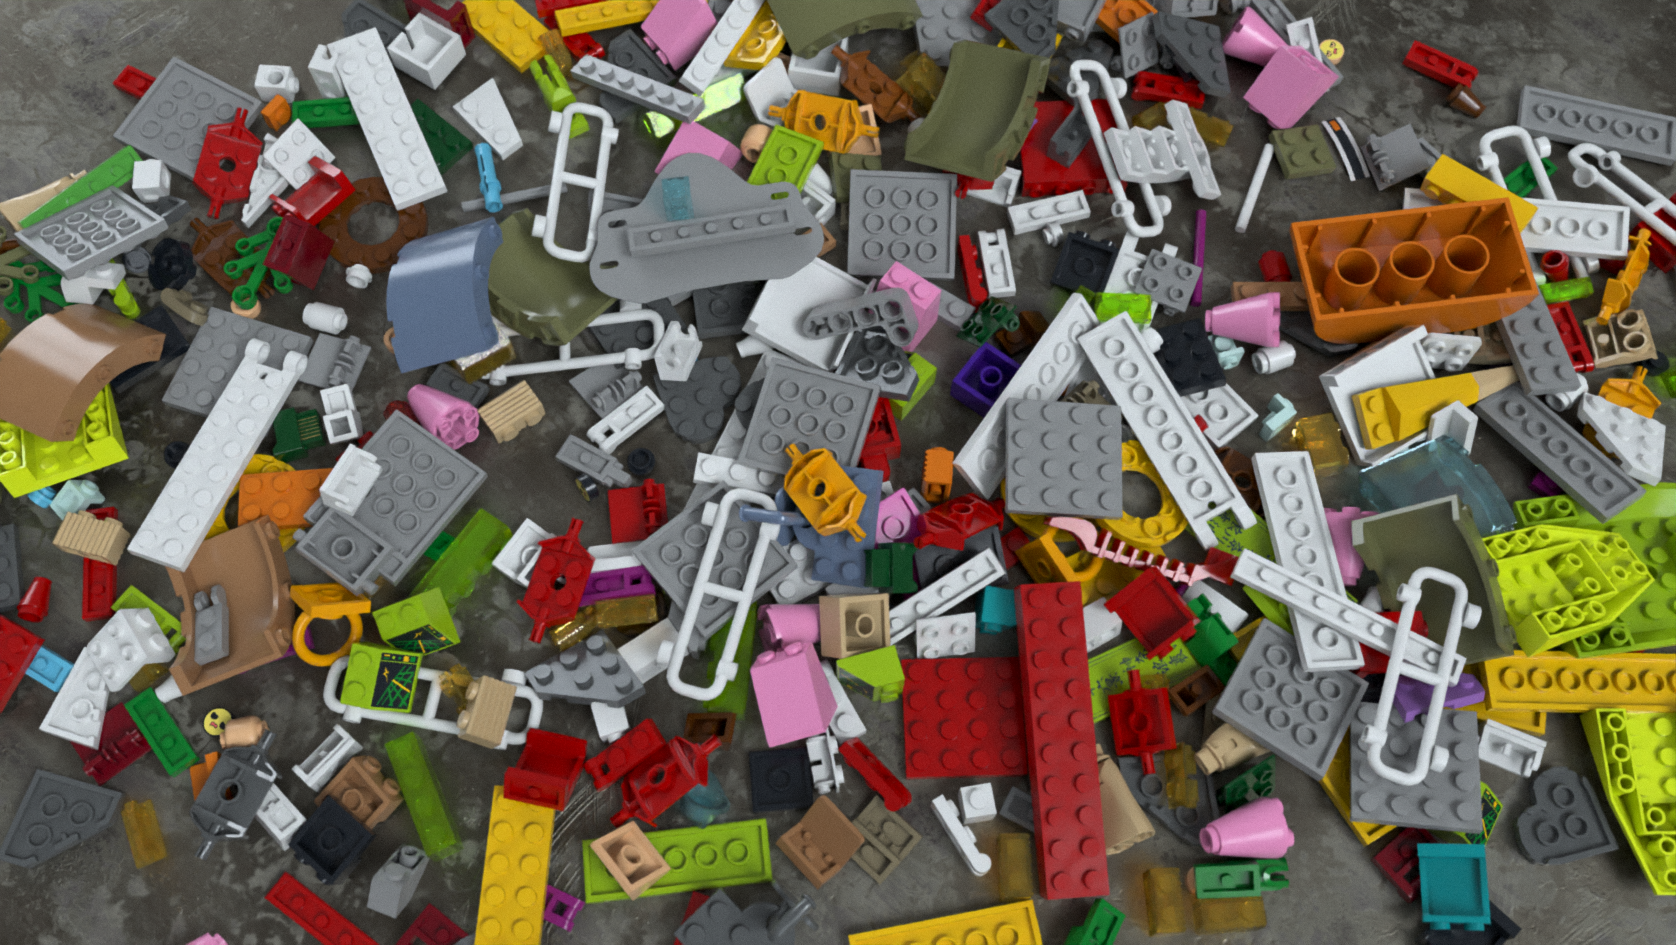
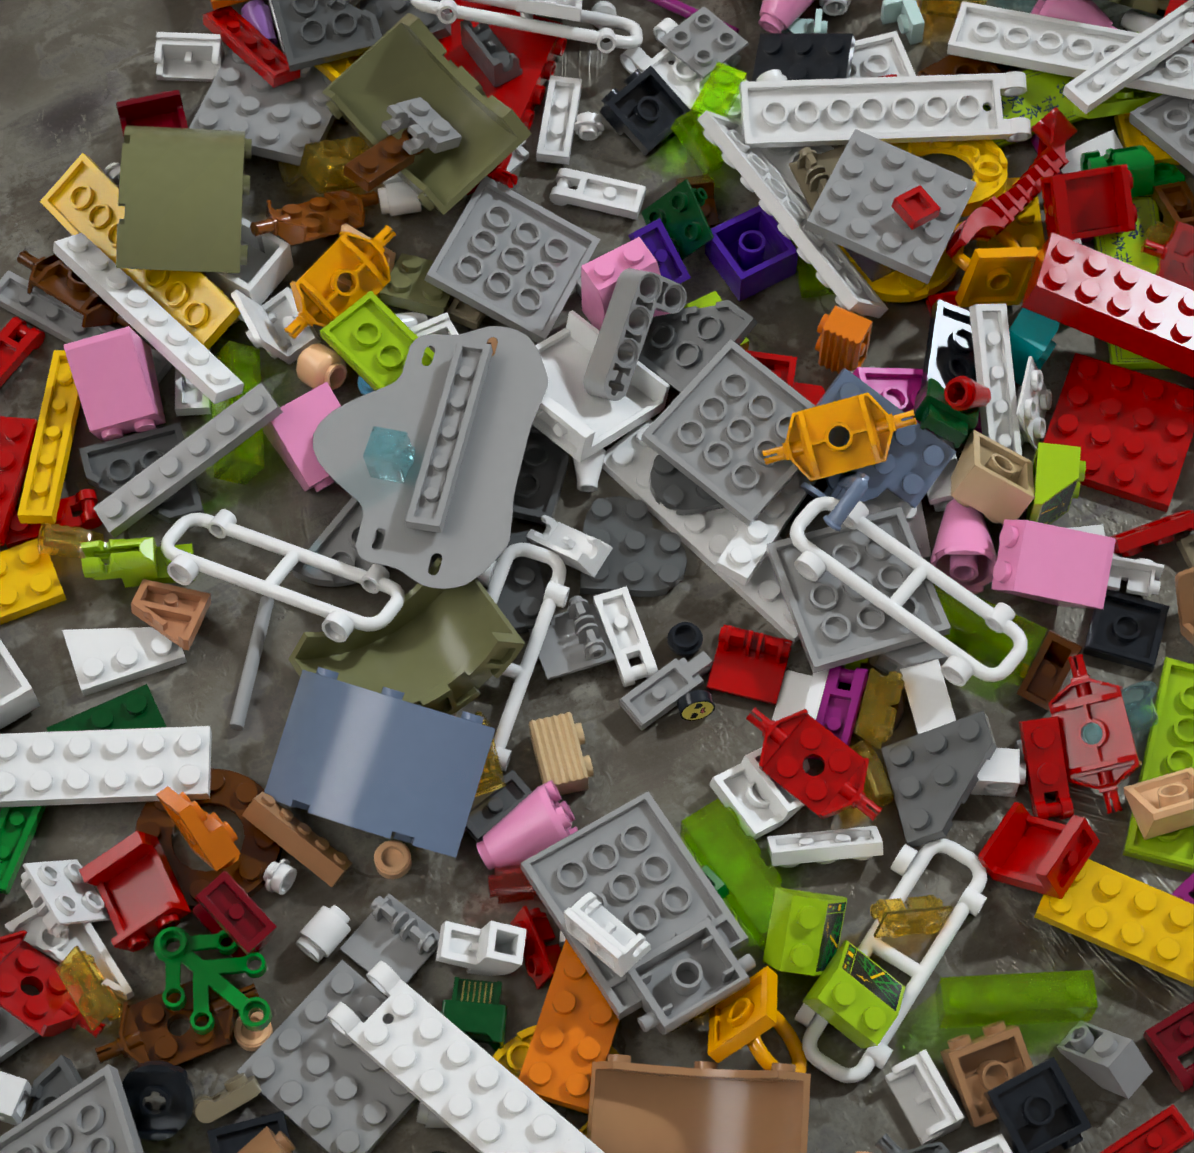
camera: 65 degrees left, 5 degrees down
(237, 186) = (84, 985): none -> clear yellow hinge
(361, 208) = (203, 832): none -> orange plate
(376, 292) = (297, 838): none -> medium nougat piece
(486, 711) = (949, 887): tan brick -> none
(489, 185) = (253, 680): medium azure pin -> none
(504, 616) = (824, 846): none -> white plate
(529, 132) = (171, 610): none -> nougat wing
(908, 573) = (966, 394): none -> red cone
(927, 101) = (380, 162): none -> reddish brown plate
(947, 318) = (662, 248): none -> dark purple panel
(958, 520) = (915, 334): red plate -> none
(971, 275) = (603, 221): red plate -> none
(973, 114) = (424, 124): none -> light grey plate
(1059, 472) = (916, 207): none -> red plate

